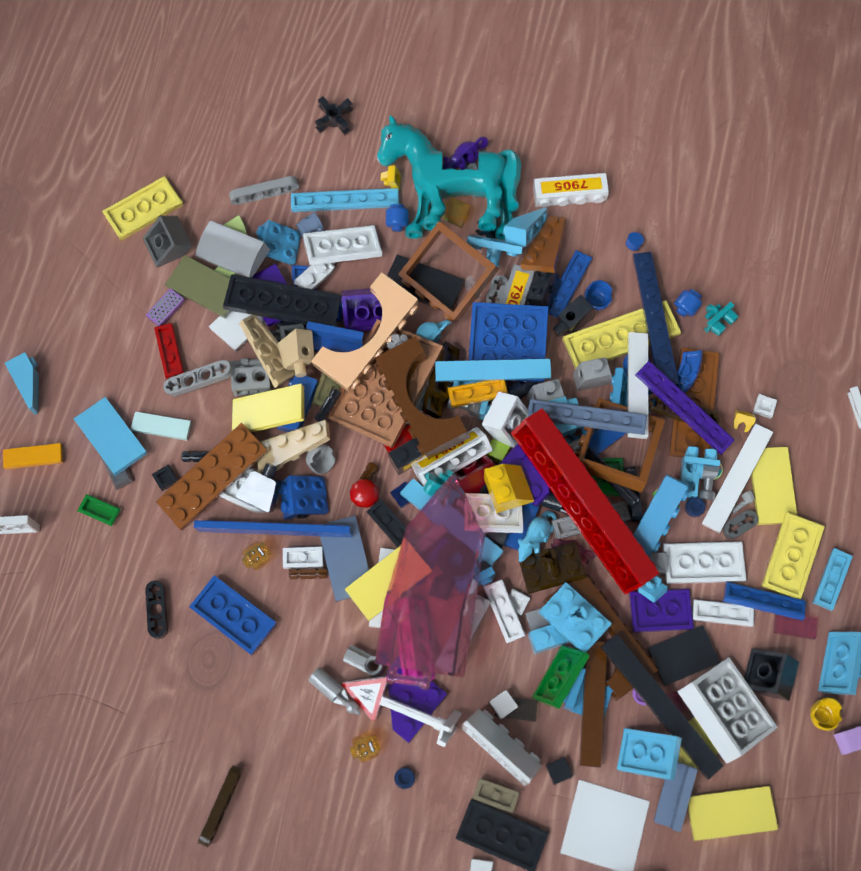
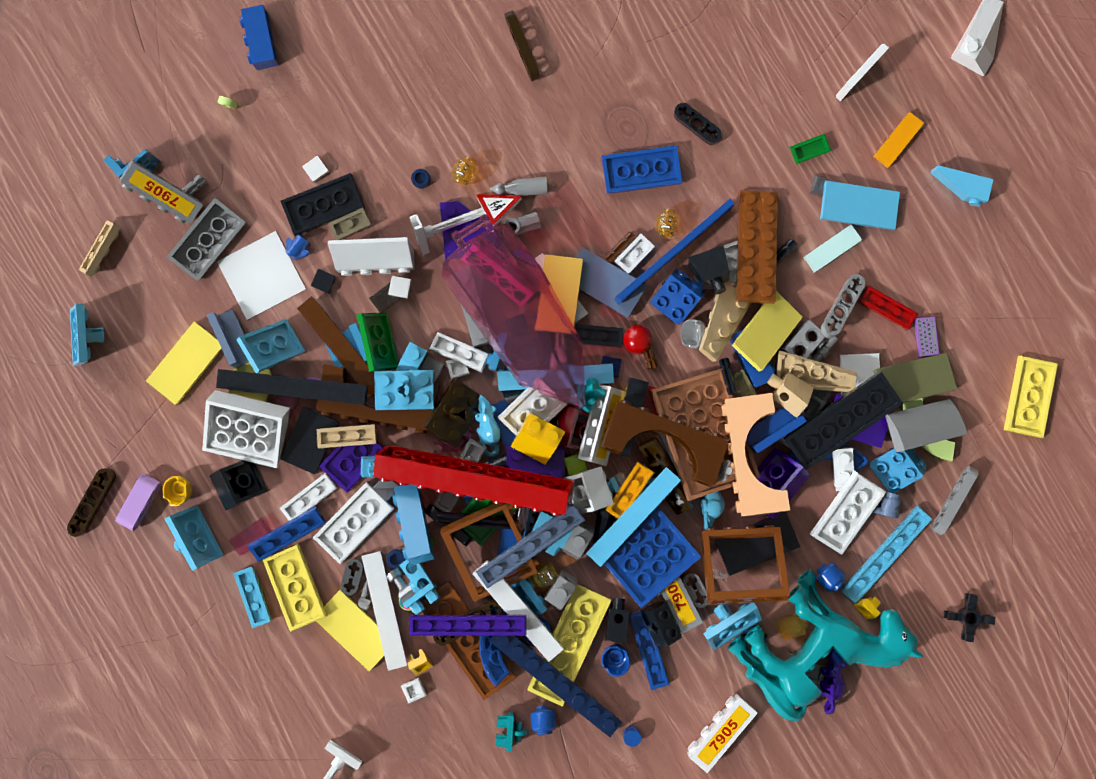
camera: 130 degrees right, 15 degrees up
(165, 477) = (789, 216): black tile -> none
(166, 240) = (983, 388): dark grey slope -> none
(525, 227) = (723, 661): medium azure slope -> none
(546, 246) = (690, 655): dark orange wing -> none
(555, 818) = (297, 248): none -> blue piece
(594, 392) = (545, 577): none -> clear yellow head
(651, 628) = (346, 436): none -> tan plate

